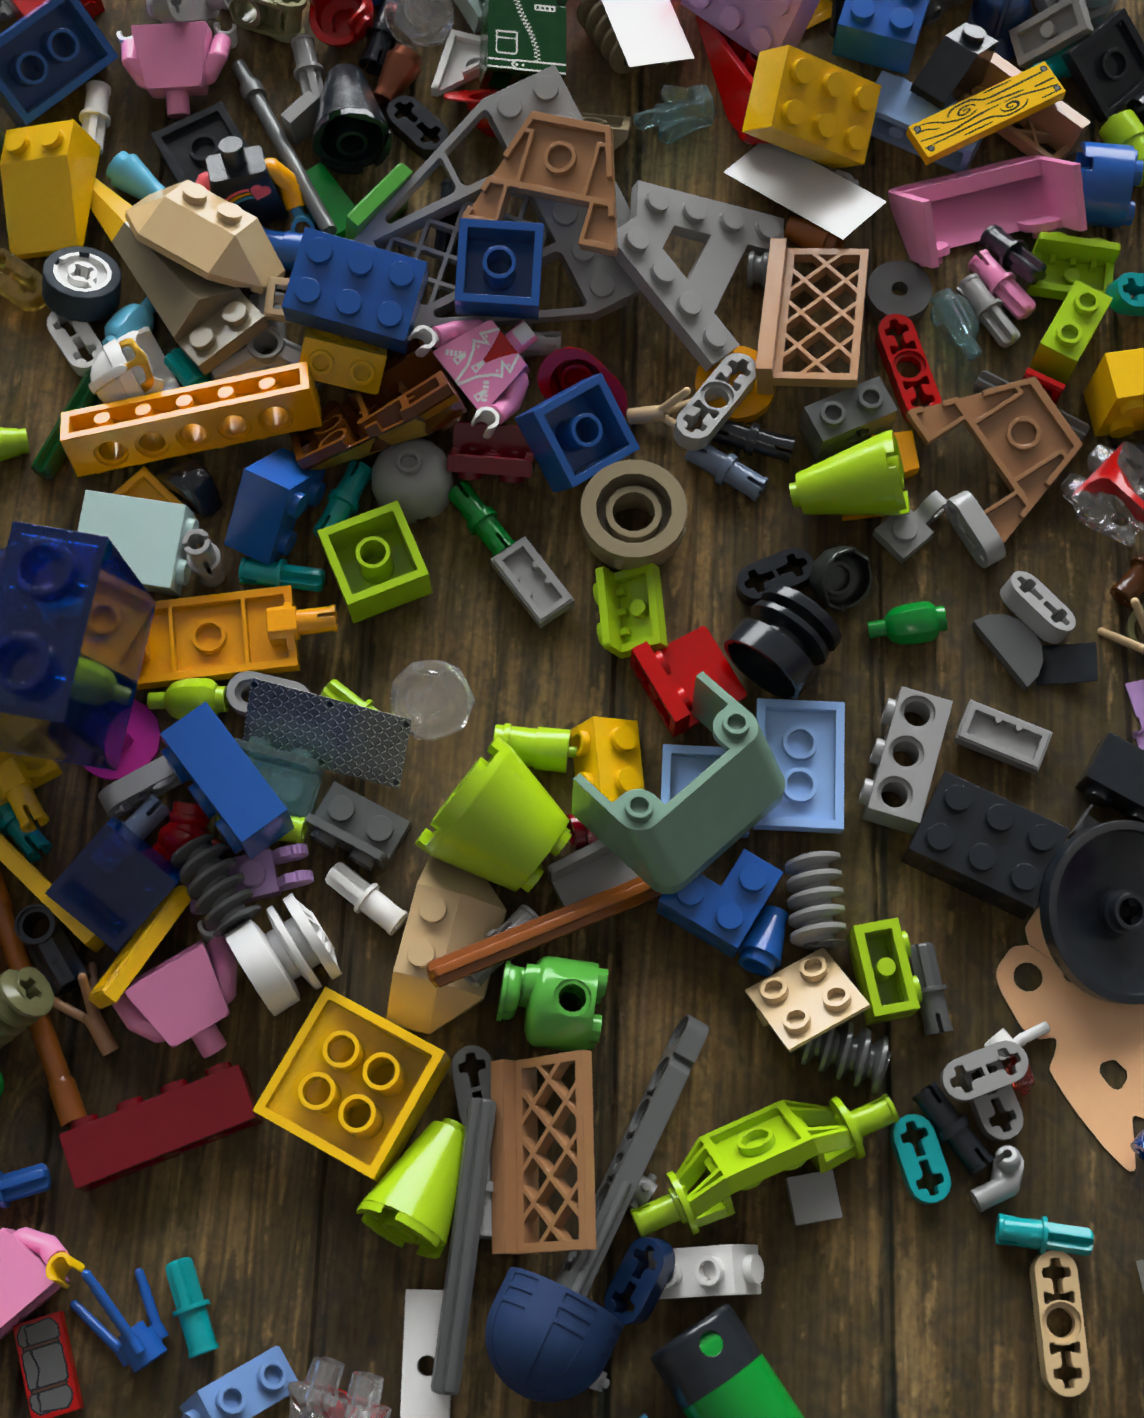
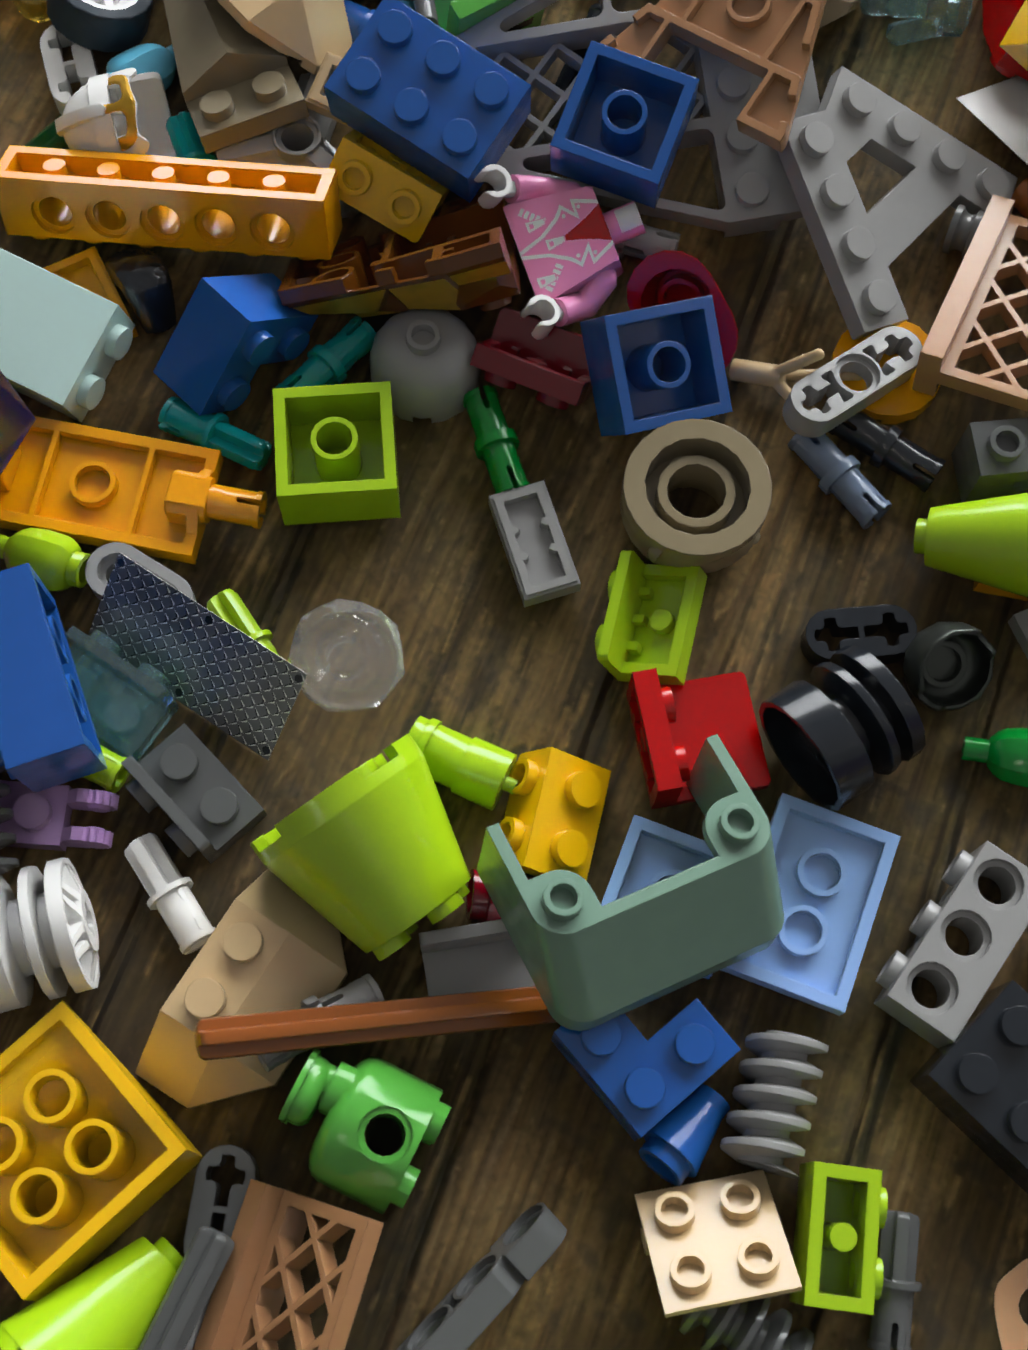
camera: 15 degrees right, 0 degrees up
(206, 557) = (118, 379): light grey pin -> none

